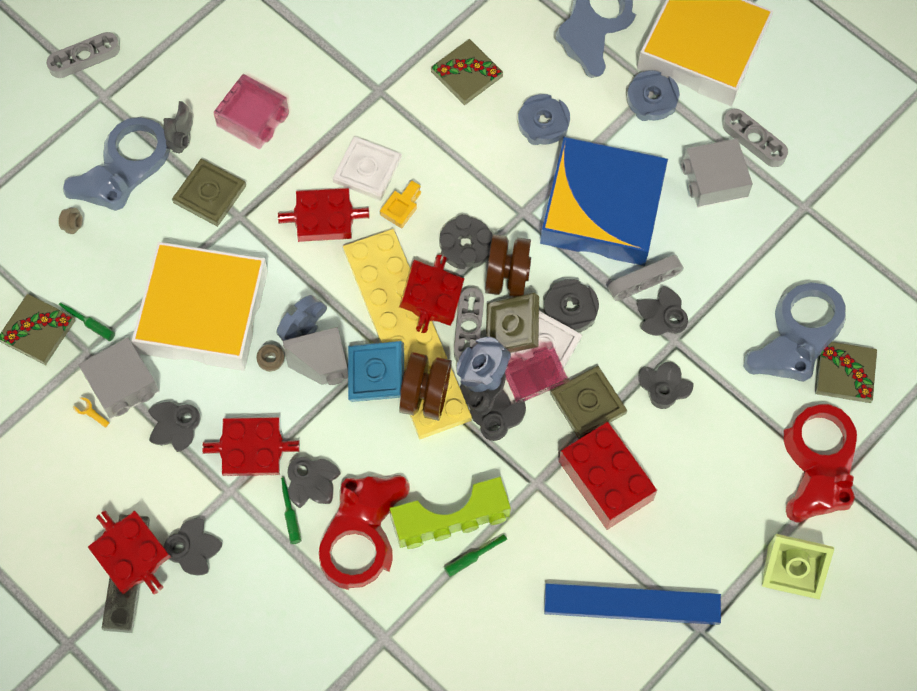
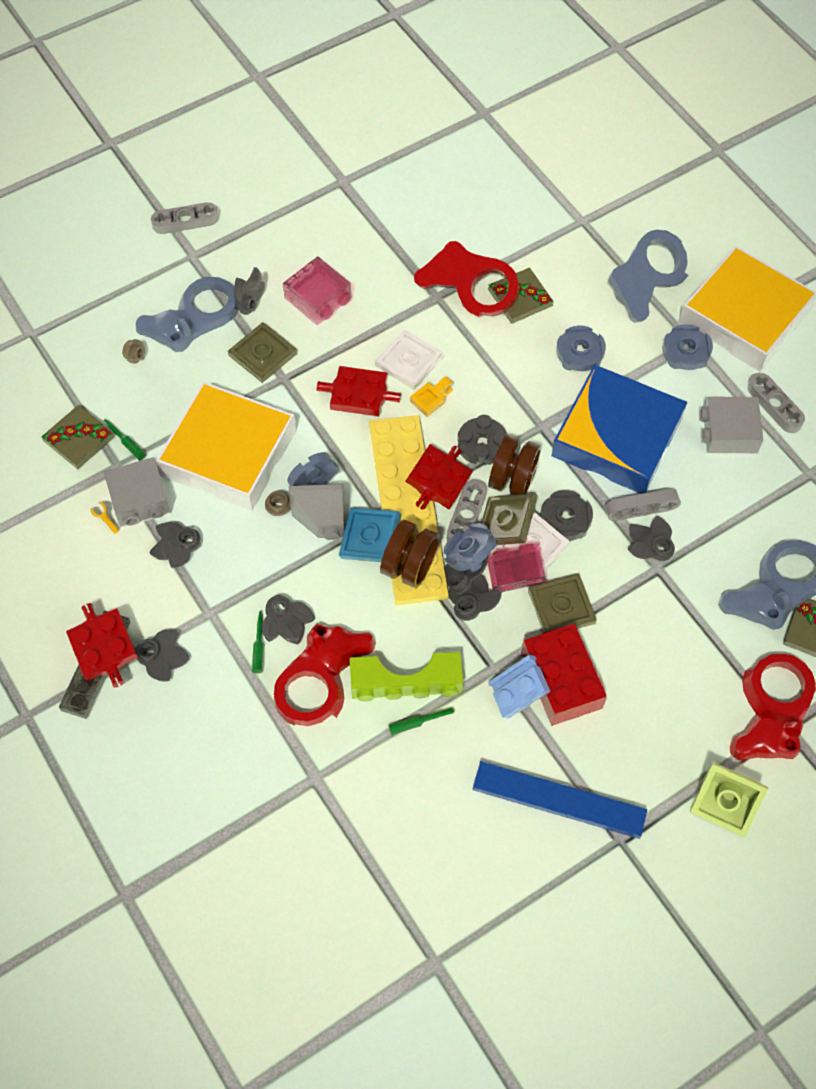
camera: 15 degrees right, 5 degrees down
(251, 446) = (239, 577): red plate -> none
(399, 57) = (462, 269): none -> red animal
(567, 499) = (519, 686): none -> light blue plate
(665, 381) = (638, 604): dark grey plate -> none

